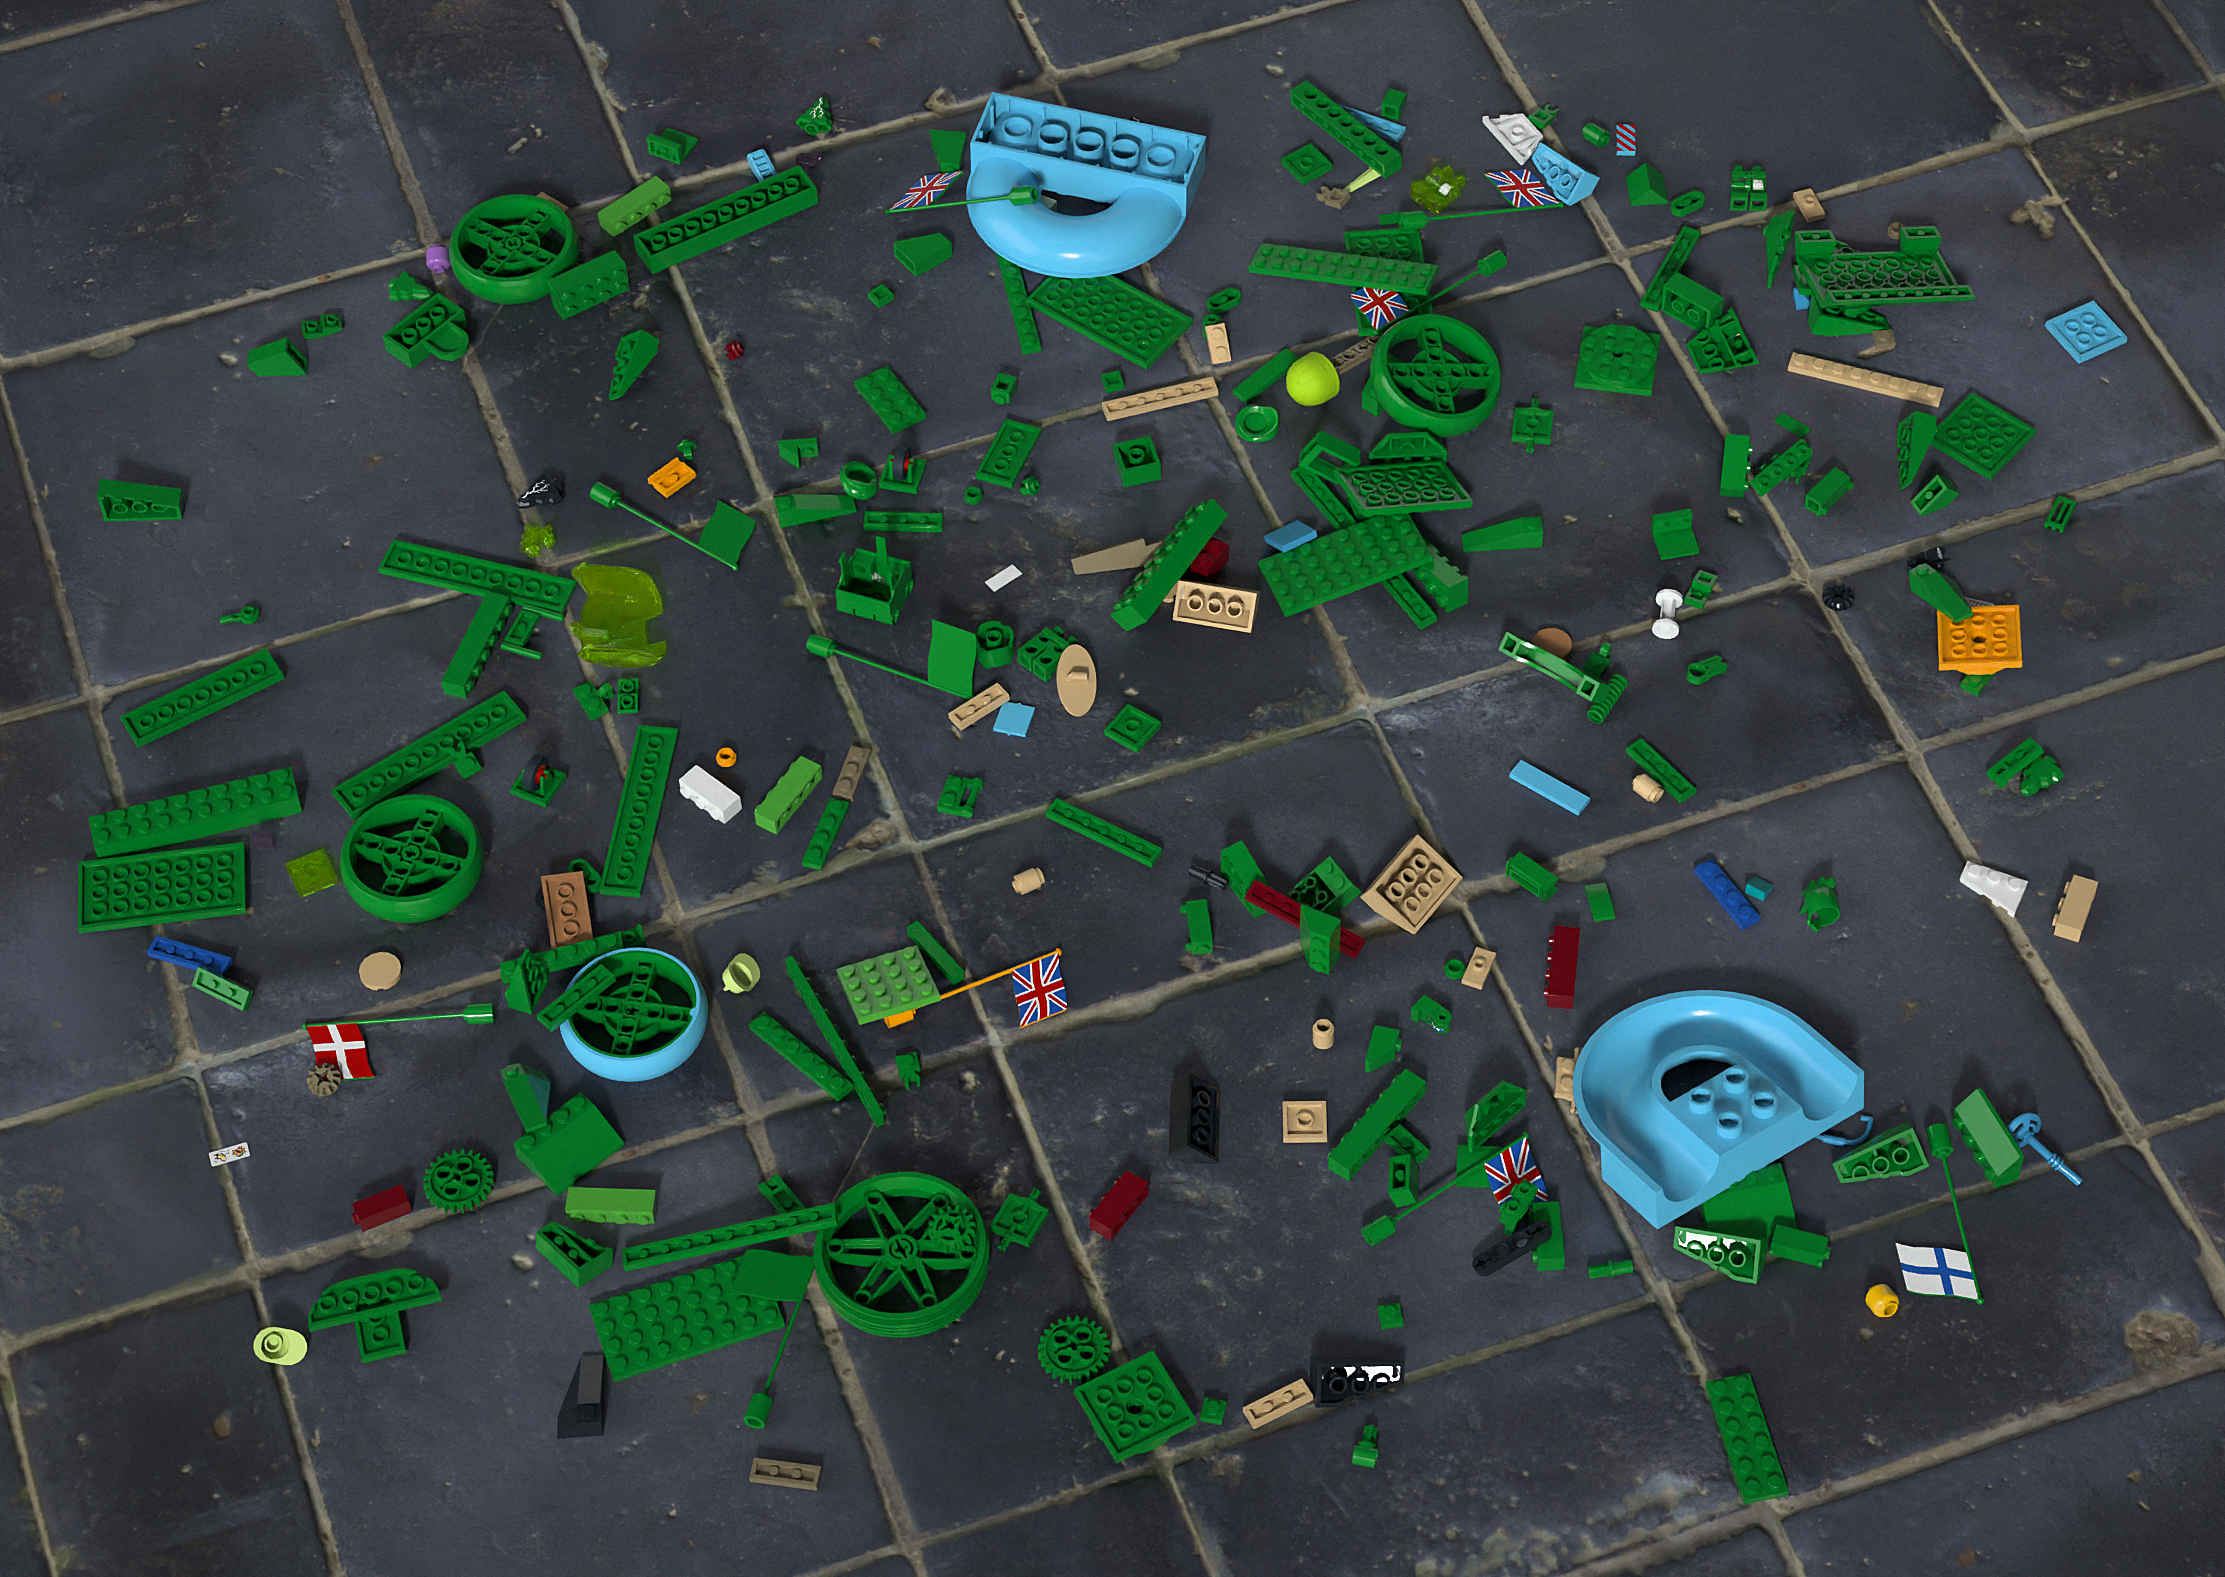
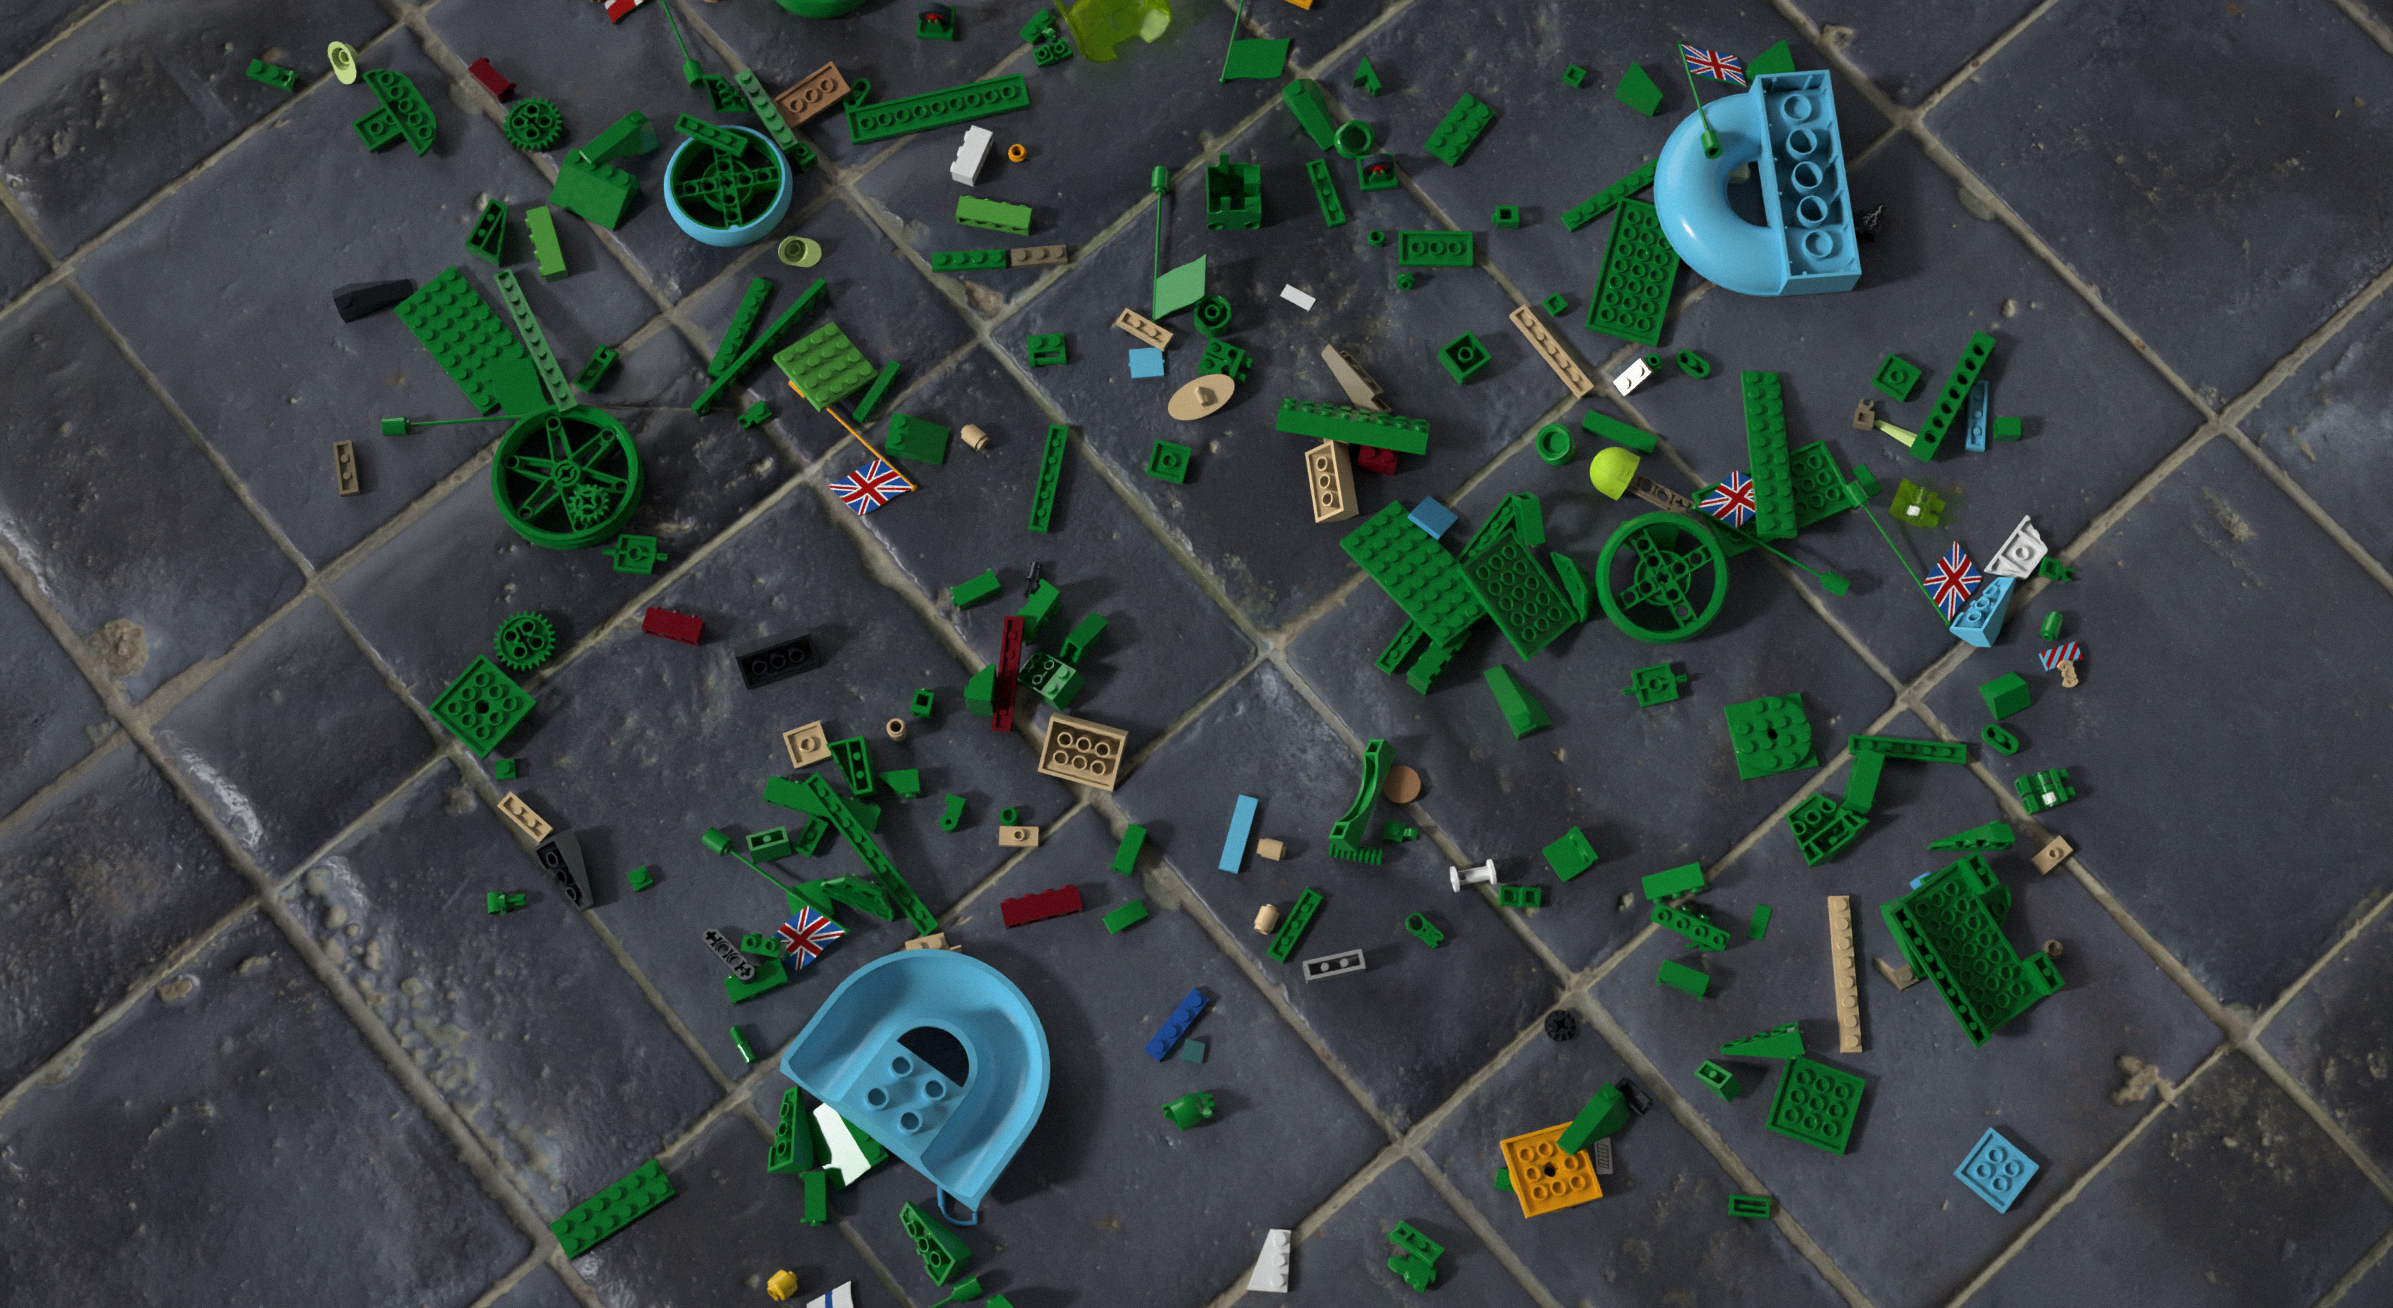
camera: 65 degrees right, 20 degrees up
(251, 1428) = (272, 75): none -> green plate
(1005, 934) = (916, 439): none -> green slope
(1293, 849) = (1082, 640): none -> green slope
(1303, 1006) = (920, 696): none -> green brick
(1349, 1080) = (856, 764): none -> green wedge
(1448, 1089) = (871, 854): none -> green plate
(1577, 763) = (1271, 849): none -> tan brick
(1644, 138) = (2068, 674): none -> tan piece
(1717, 745) = (1334, 966): none -> light grey brick

